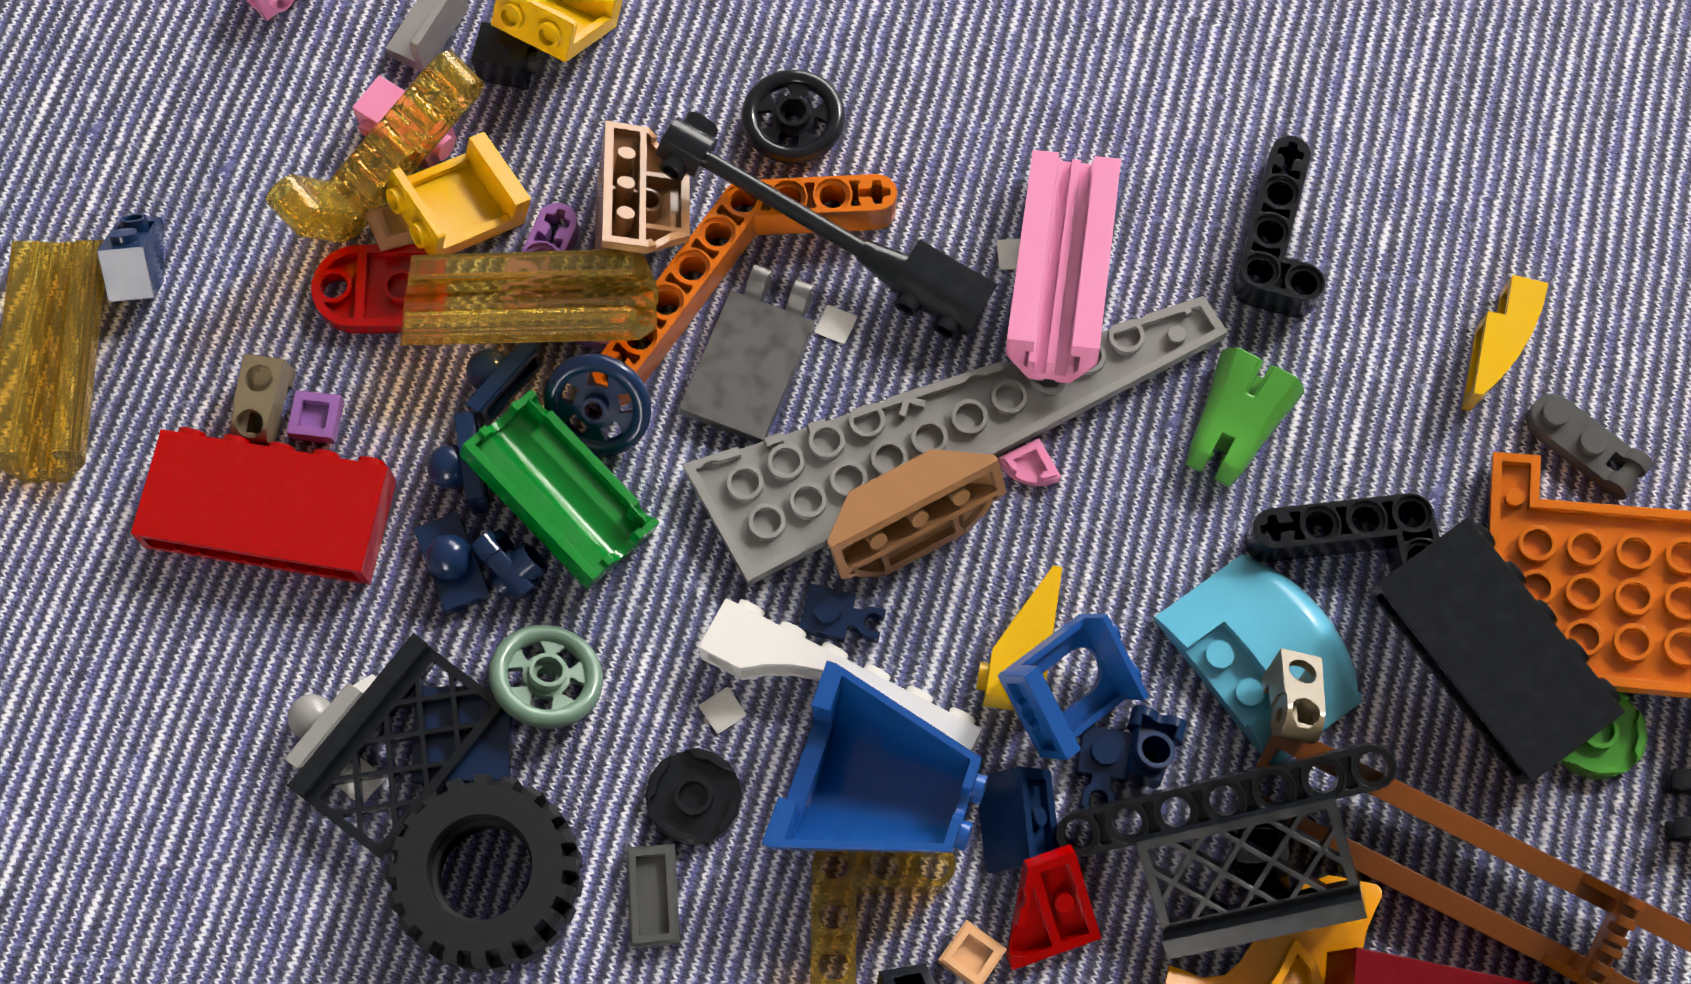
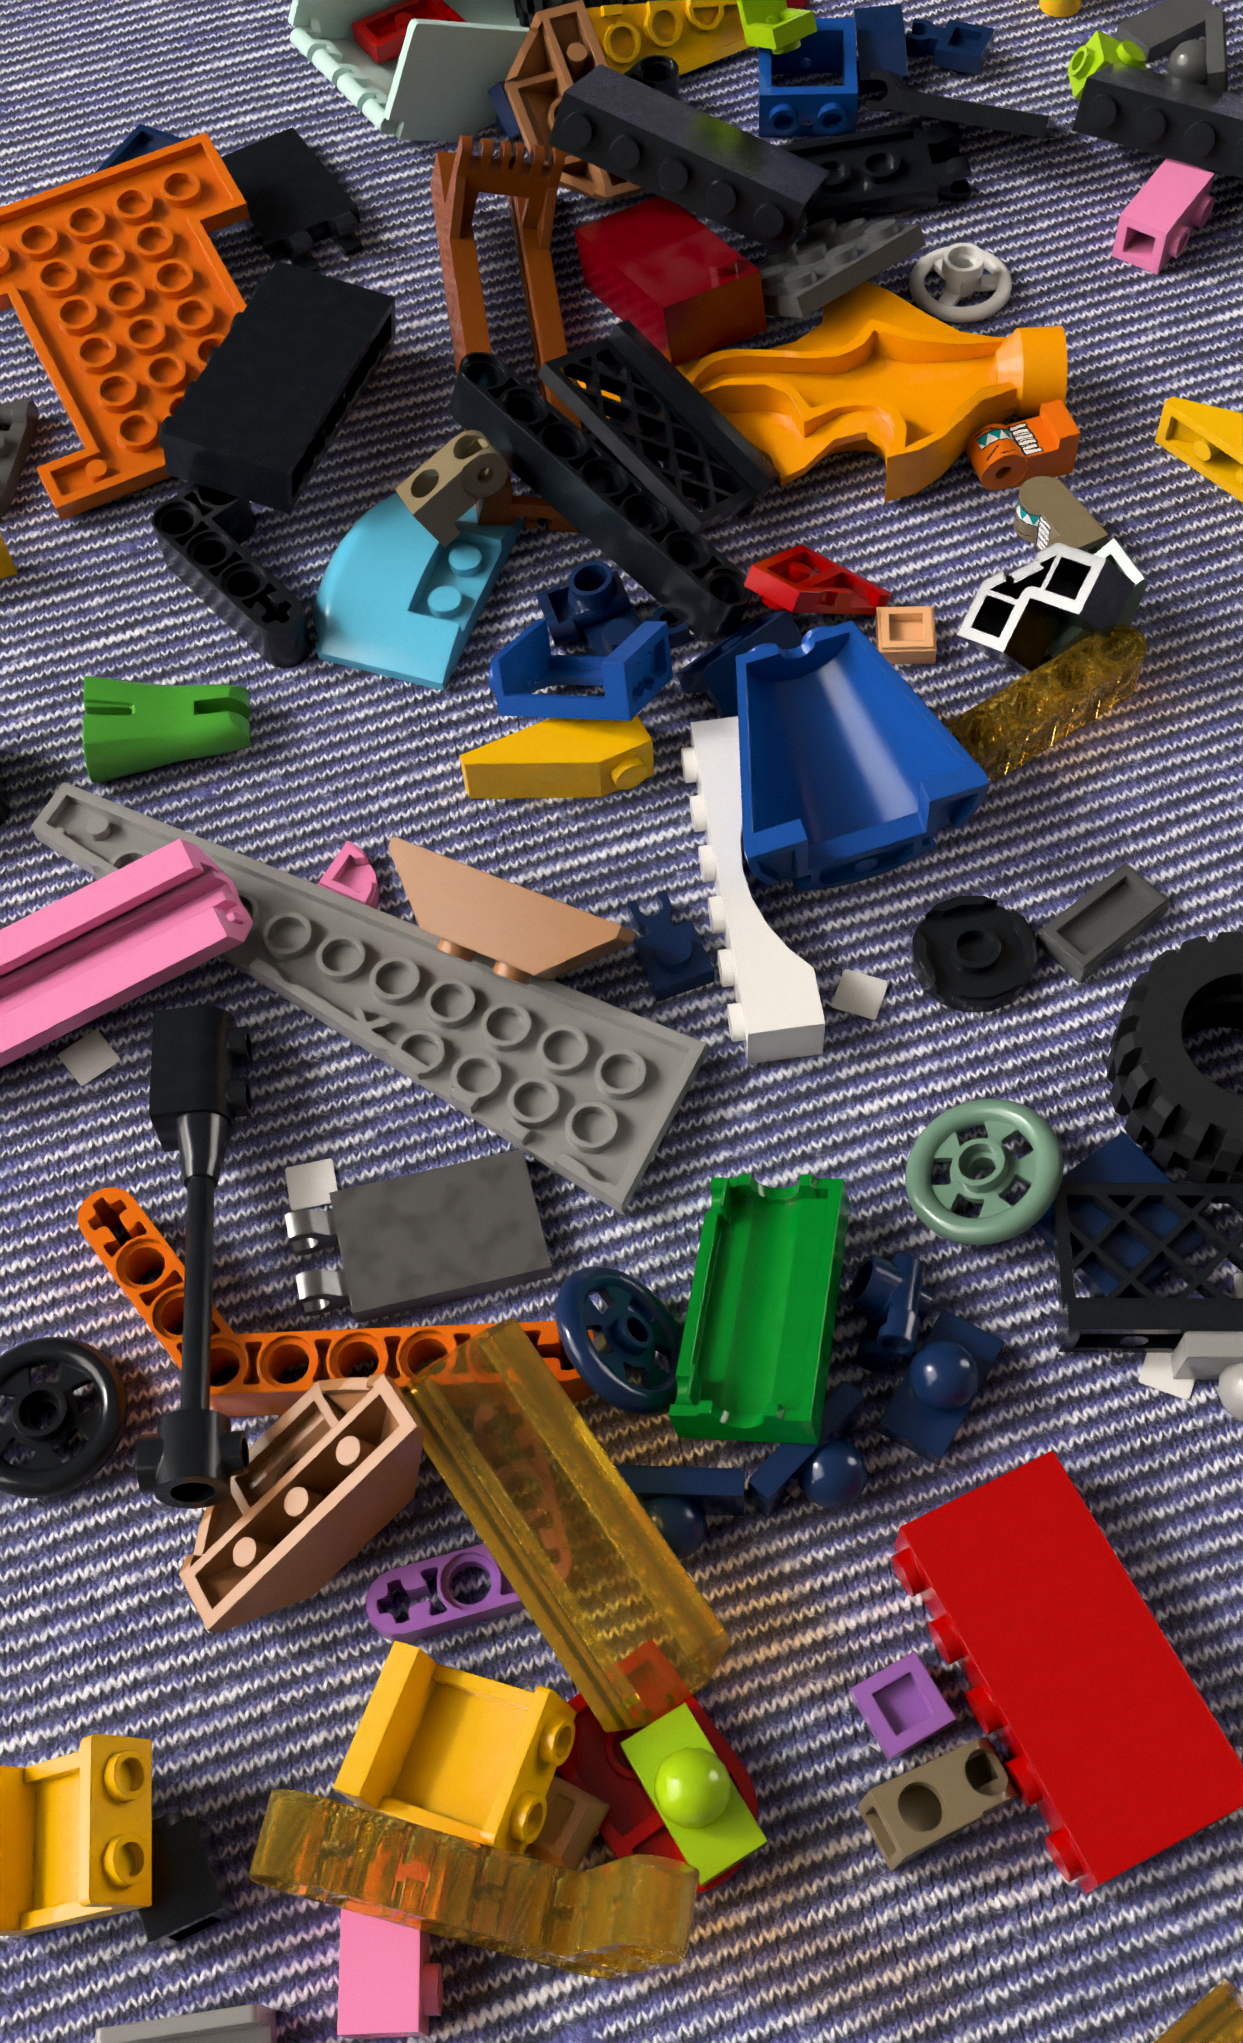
camera: 120 degrees left, 10 degrees down
(355, 289) = (693, 1794): none -> lime tile

